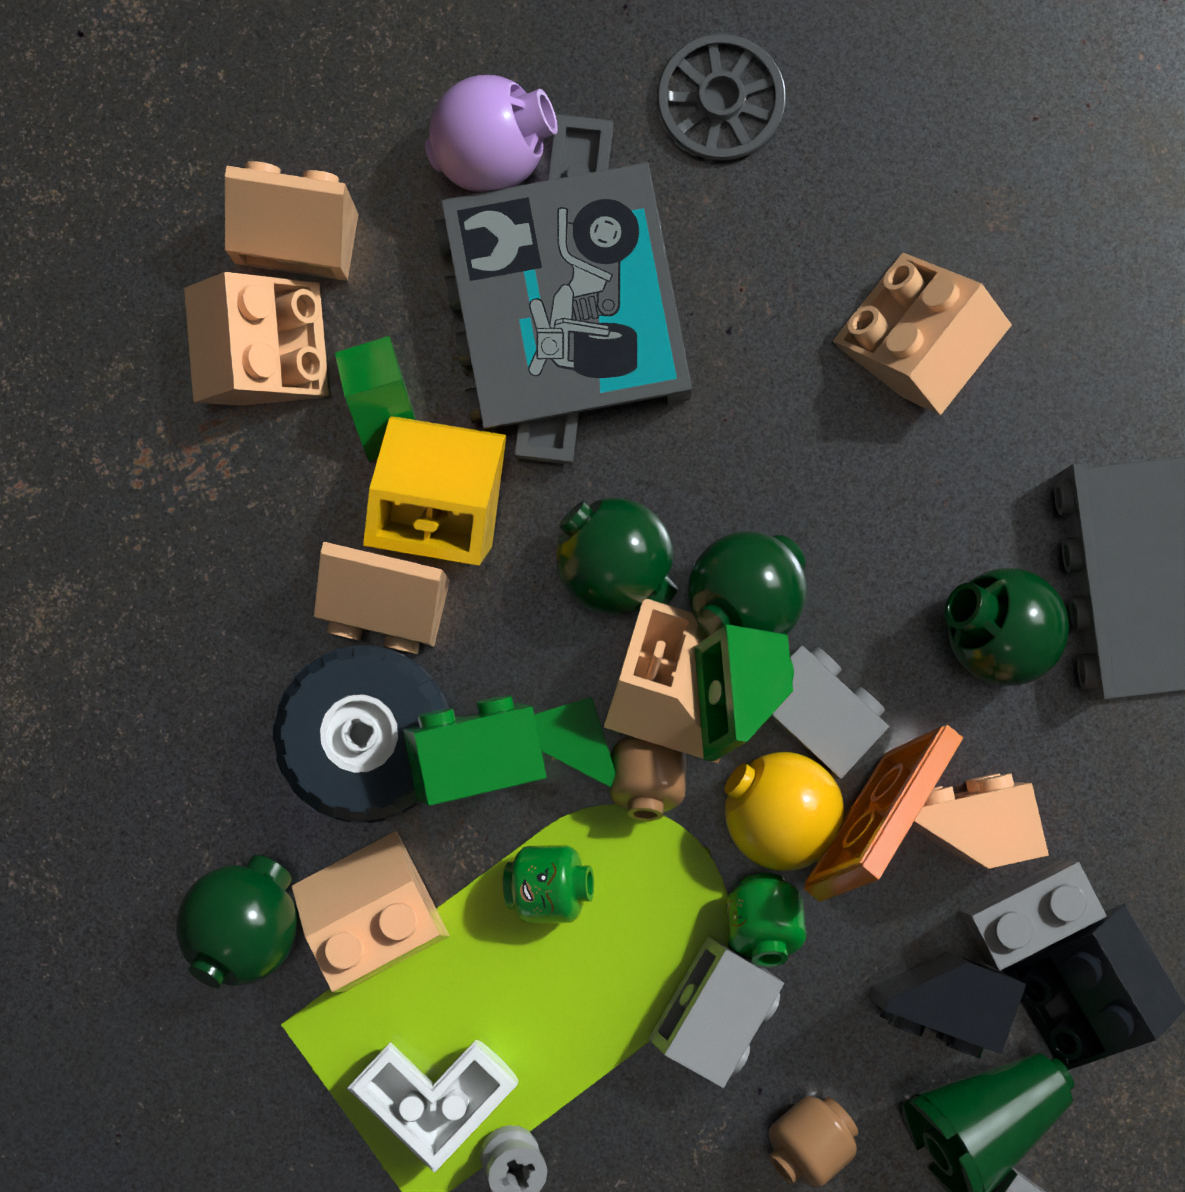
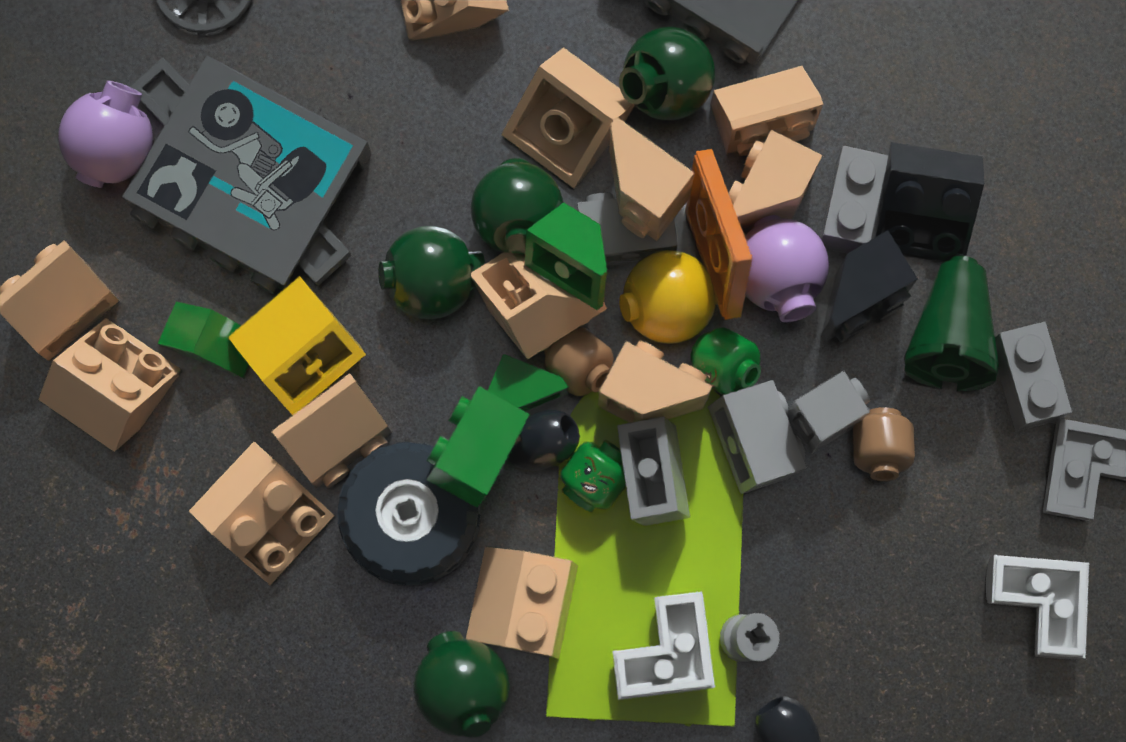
camera: 50 degrees left, 5 degrees down
(250, 590) = (261, 513): none -> light nougat slope
(544, 809) = (545, 441): none -> black animal
(595, 940) = (653, 471): none -> light grey brick
(671, 871) = (649, 388): none -> light nougat slope
(798, 1067) = (829, 411): none -> light grey brick
(873, 700) = (647, 182): none -> light nougat slope
(883, 561) = (566, 116): none -> light nougat slope
(912, 905) = (786, 267): none -> lavender brick
(1055, 752) = (774, 102): none -> light nougat slope

